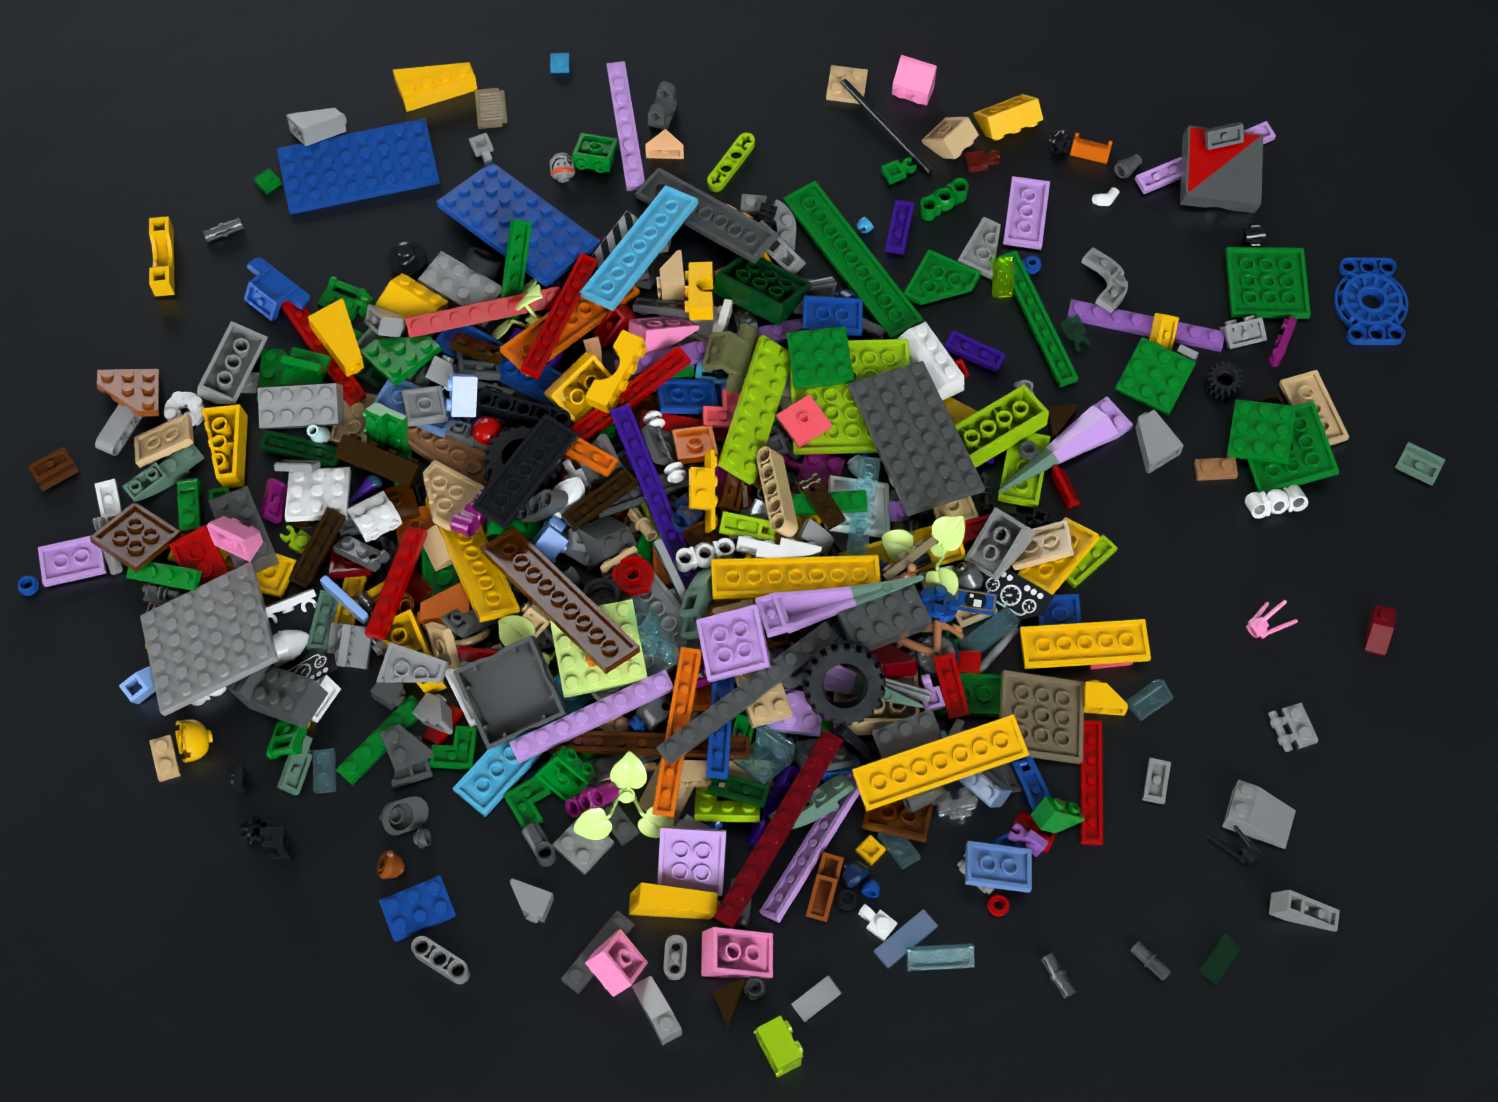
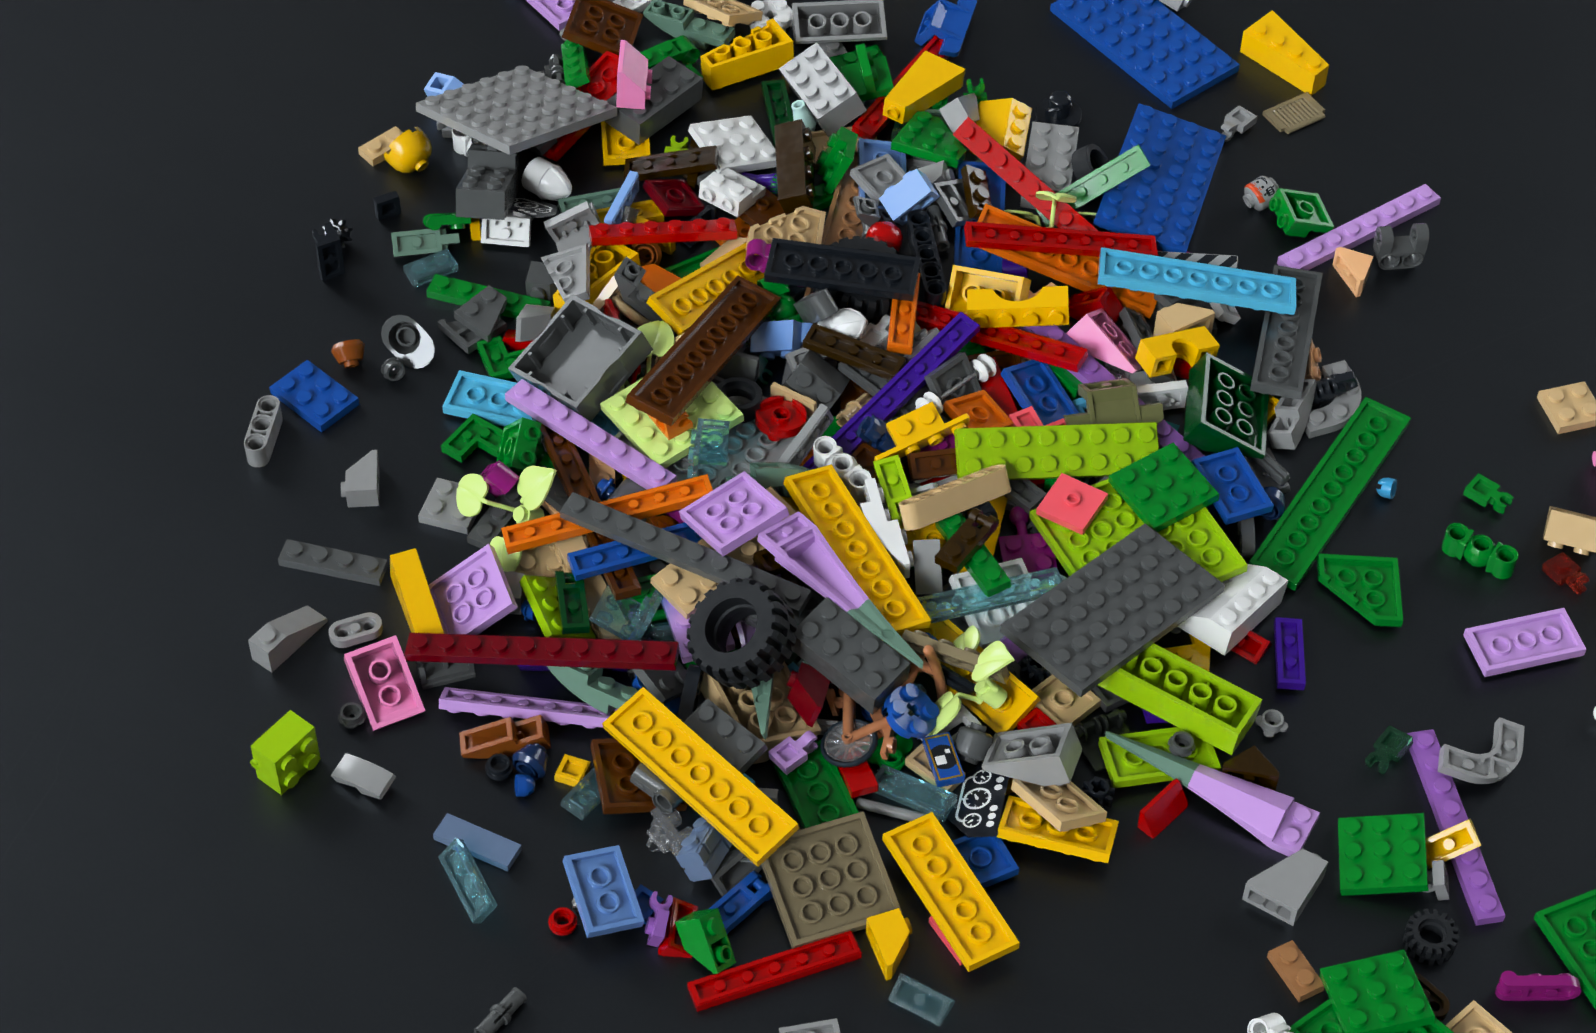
camera: 65 degrees right, 15 degrees down
(274, 501) = (708, 112): magenta plate -> none
(286, 605) = (595, 167): white plate -> none
(297, 465) = (756, 116): light grey tile -> none
(330, 296) = (974, 73): green plate -> none
(361, 553) = (684, 196): dark grey plate -> none
(418, 586) = (677, 254): clear red plate -> none
(538, 843) = (427, 468): dark grey piece -> none
(559, 62) = (1396, 147): dark azure plate -> none
(616, 963) = (323, 574): bright pink slope -> none
(728, 998) = (323, 694): dark brown slope -> none
(733, 163) = (1381, 339): lime beam -> none
(744, 316) = (1174, 414): dark grey plate -> none
(879, 924) = (485, 809): white plate -> none
(886, 125) = (1539, 461): black piece -> none
(899, 227) = (1409, 521): dark purple plate -> none
(909, 690) = (781, 714): light grey axle -> none
(951, 686) = (813, 766): red plate -> none
(982, 248) = (1440, 613): light grey wing -> none
(1003, 277) = (1411, 644): clear neon green plate -> none
(1032, 269) = (1452, 678): blue plate -> none
(1041, 324) = (1379, 703): green plate -> none
(1094, 558) = (1077, 871): lime tile -> none
(1245, 332) = (1518, 937): light grey bracket -> none

